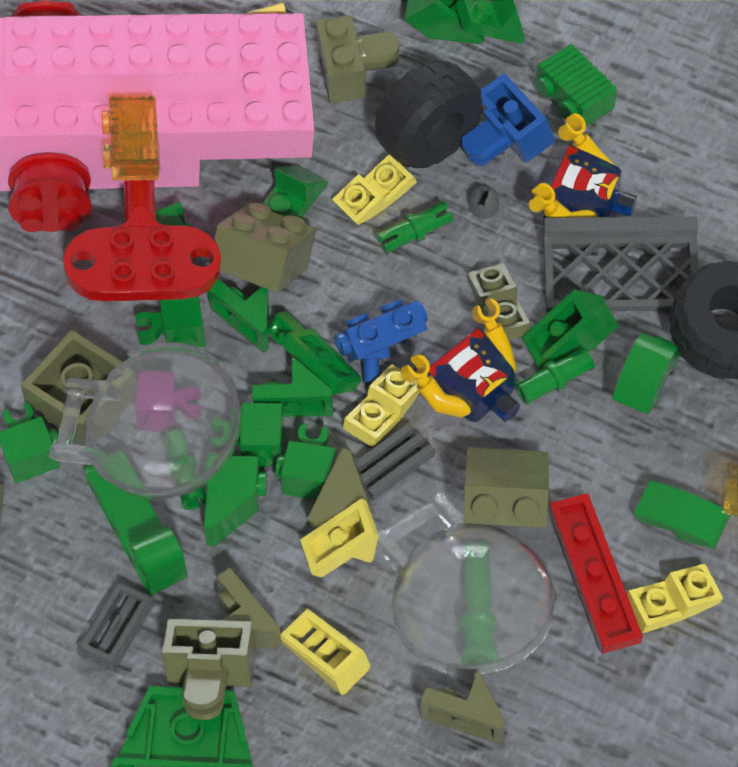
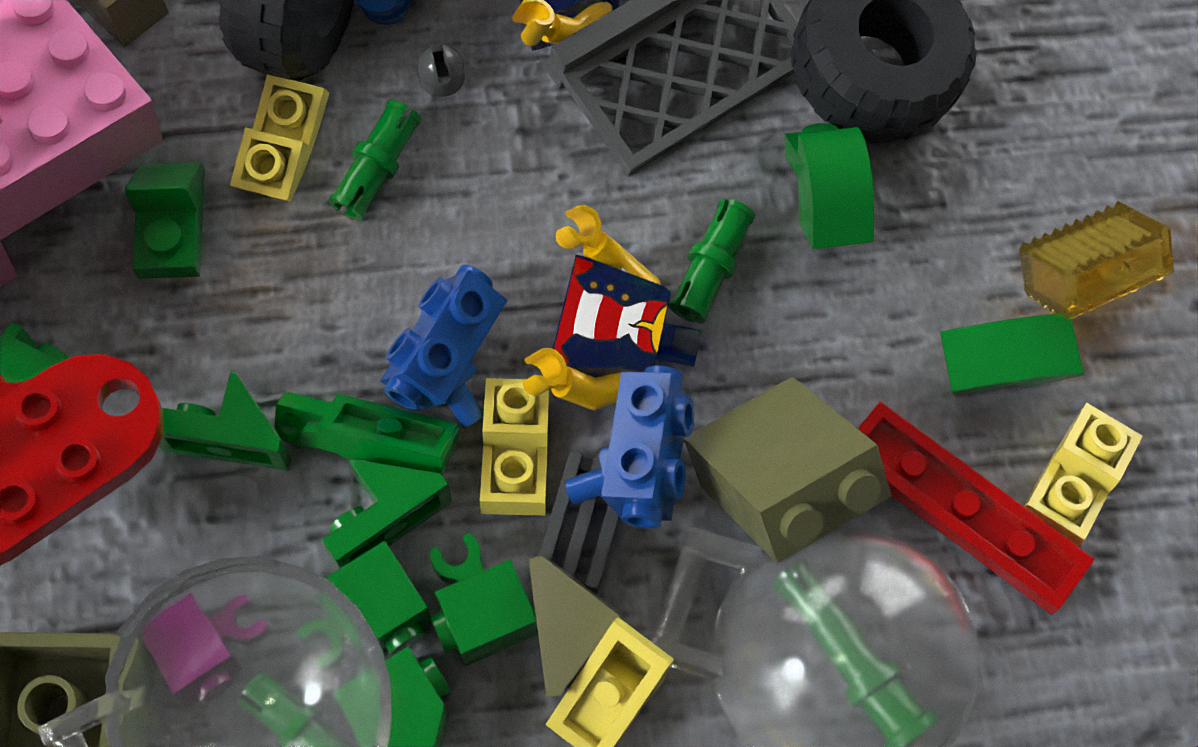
camera: 40 degrees left, 10 degrees up
(179, 321) = (143, 508): green brick -> none
(264, 246) = (188, 317): olive brick -> none
(441, 437) = (642, 464): none -> blue brick
(497, 284) = (549, 185): olive slope -> none
(574, 323) = (686, 184): green slope -> none

